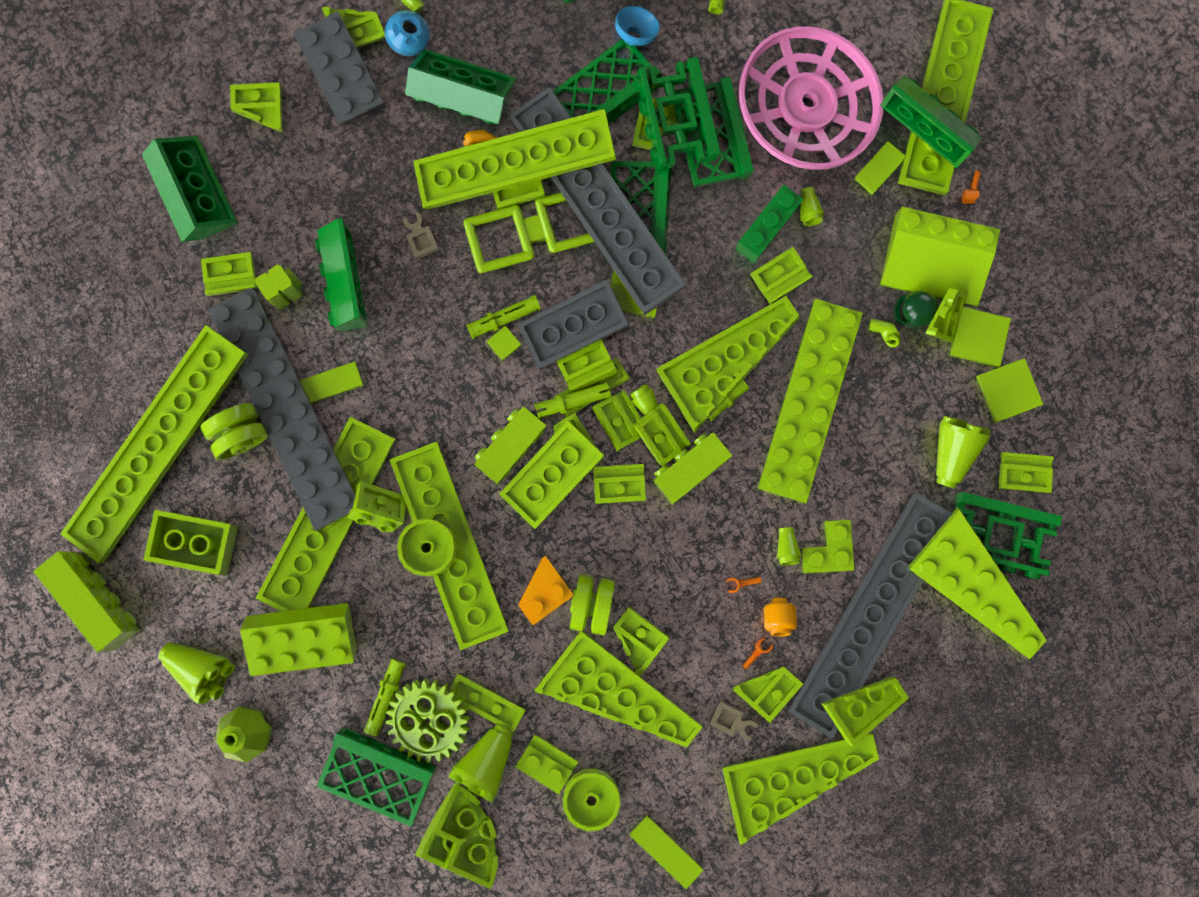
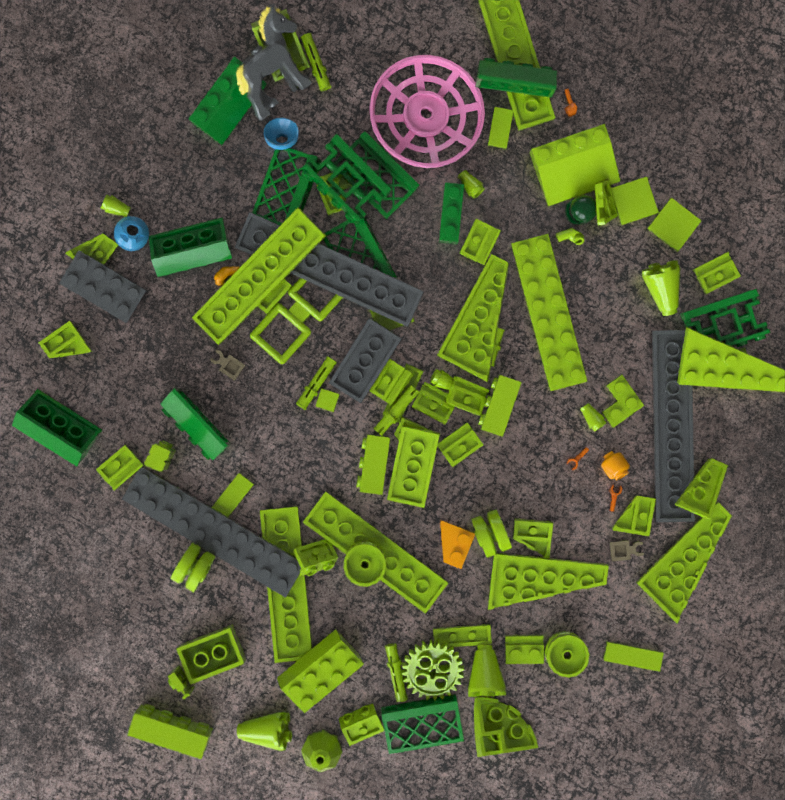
camera: 25 degrees left, 5 degrees up
(133, 548) = (179, 681): none -> lime plate
(154, 444) = (146, 606): lime plate -> none
(306, 731) = (360, 724): none -> lime bracket

